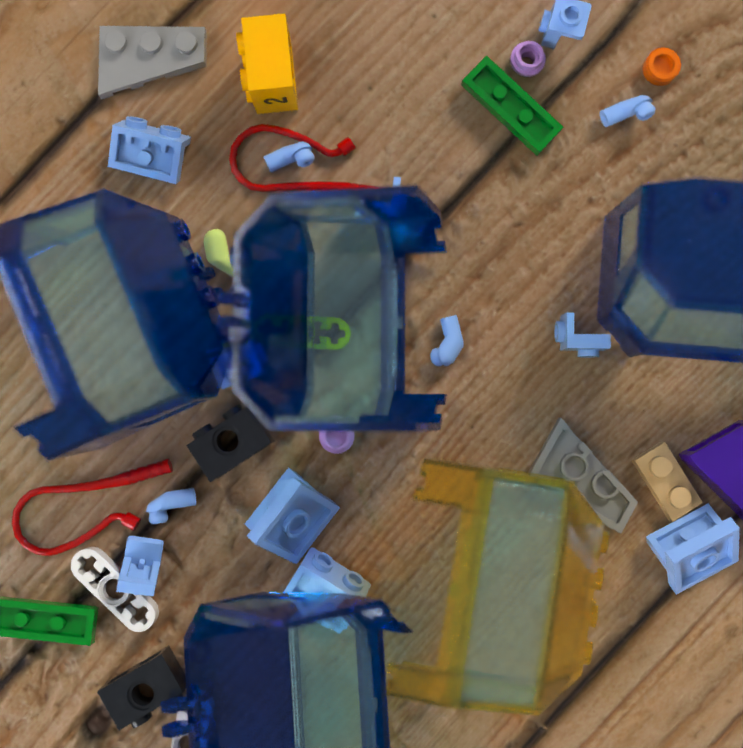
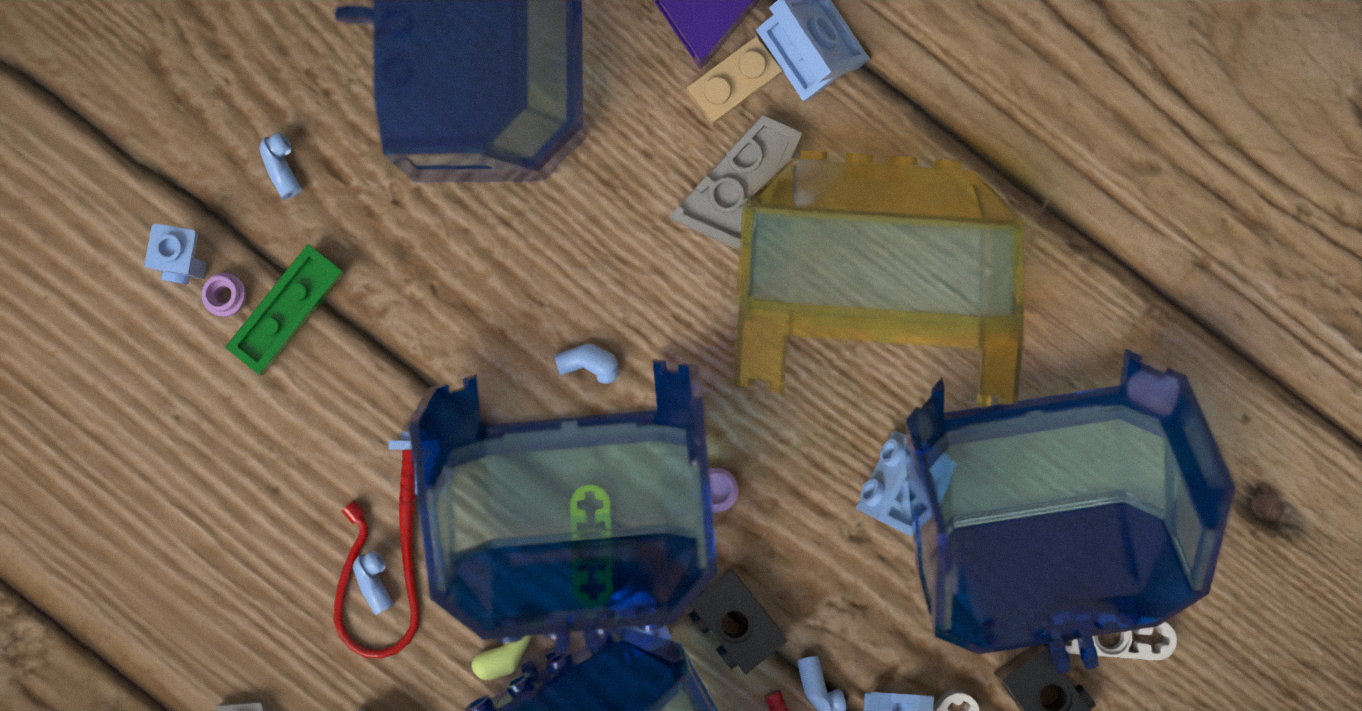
camera: 90 degrees left, 0 degrees up
(267, 63) = (259, 618): yellow brick -> none
(290, 517) = (821, 537): light blue bracket -> none
(585, 344) = (576, 193): light blue bracket -> none
(661, 66) = (219, 127): orange tile -> none

